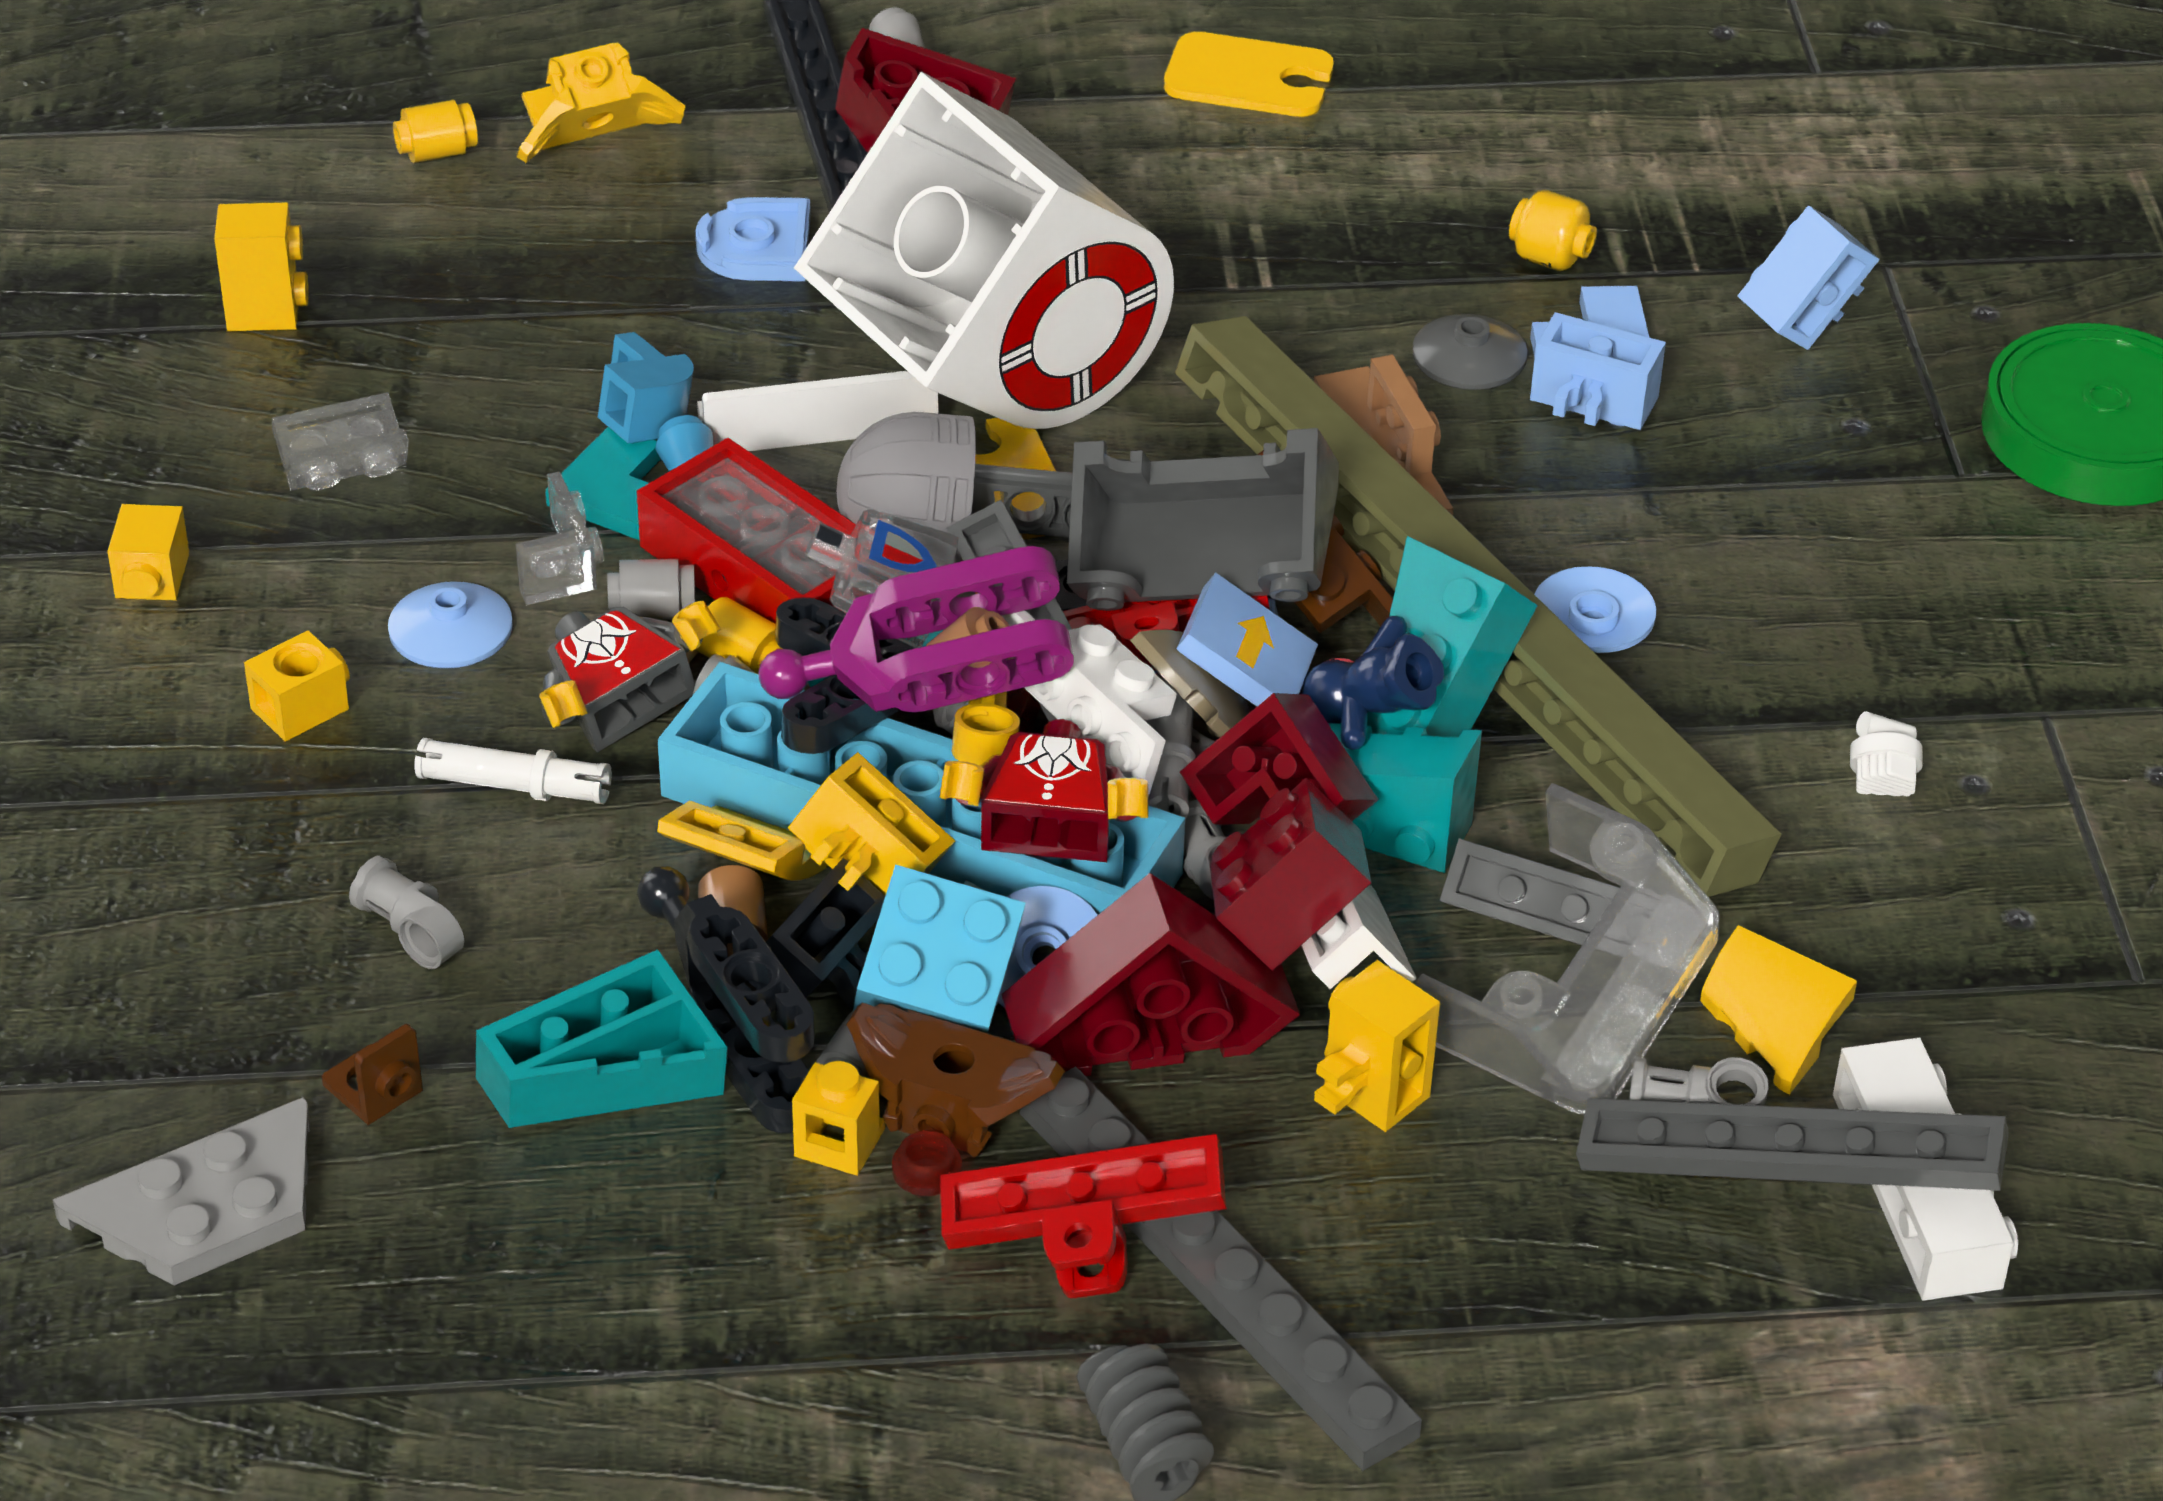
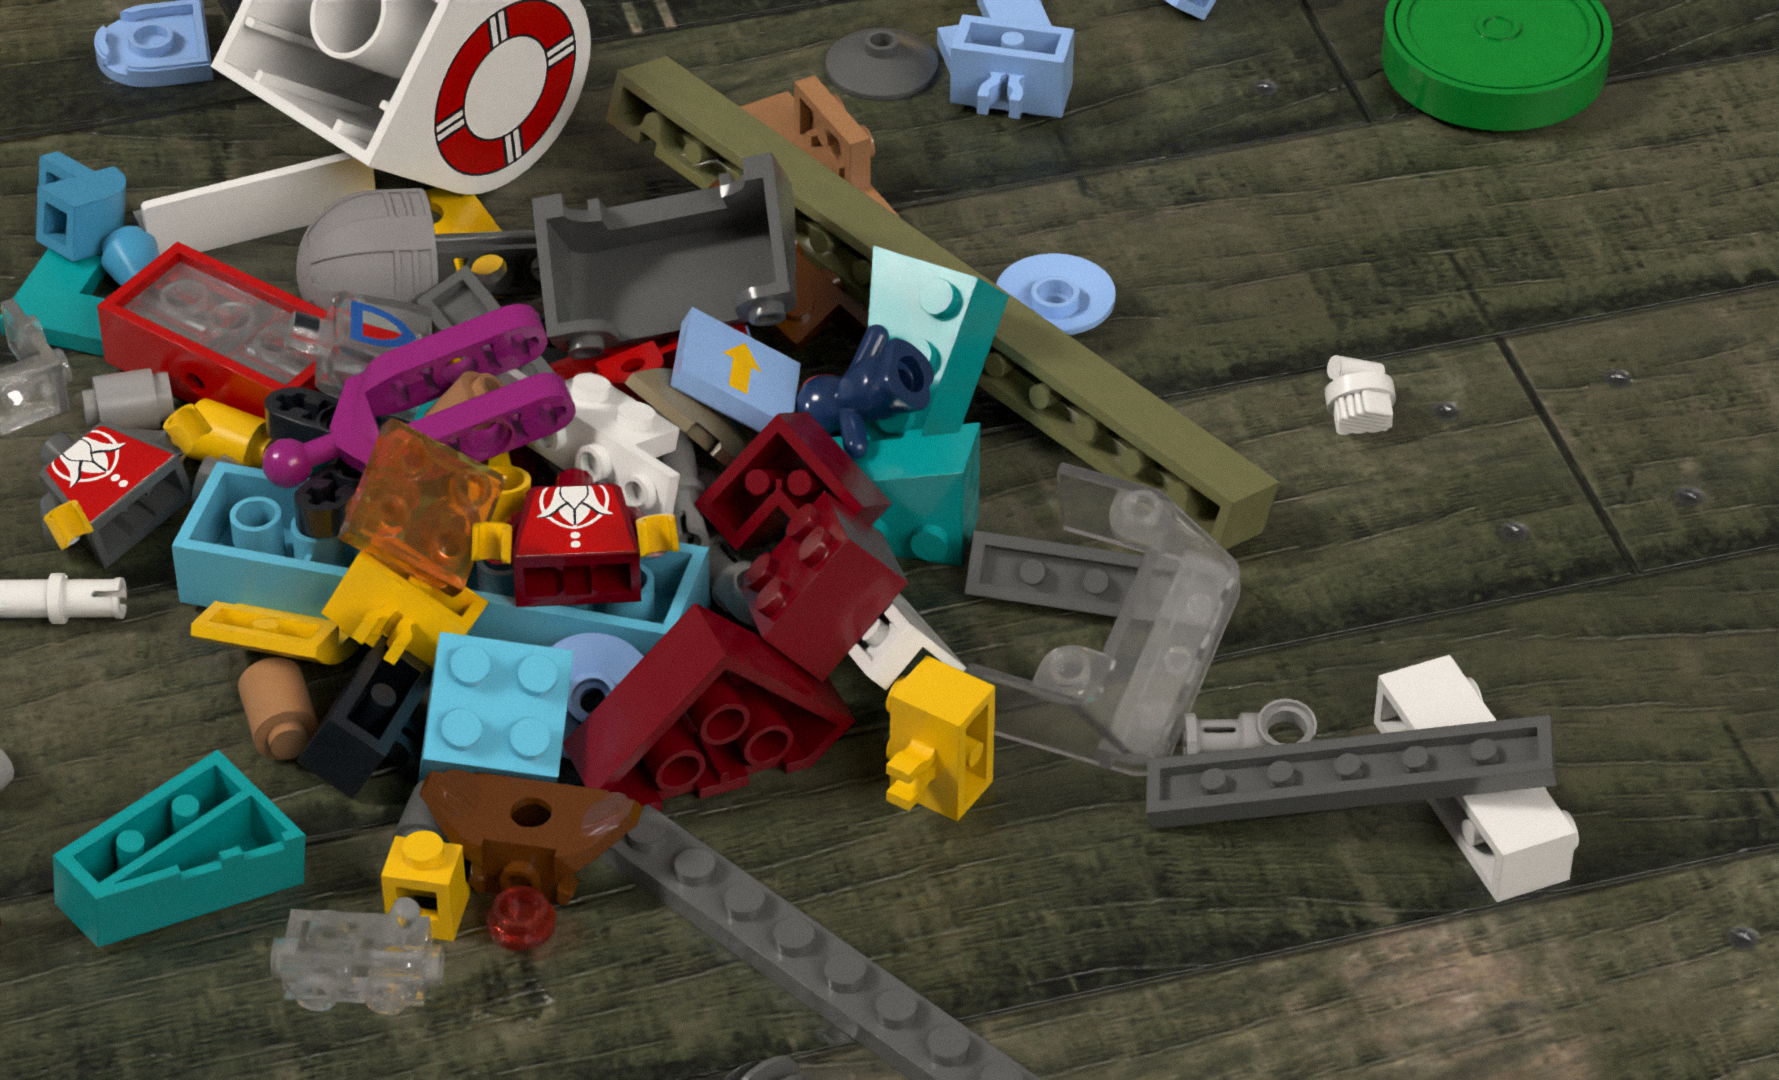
camera: 10 degrees left, 0 degrees up
(718, 984) = (264, 751): black piece -> none
(757, 1179) = (358, 958): none -> clear brick
(898, 735) = (421, 506): none -> clear orange plate
(1083, 1203) = (684, 932): red plate -> none
(1775, 1002) = (1304, 642): yellow slope -> none

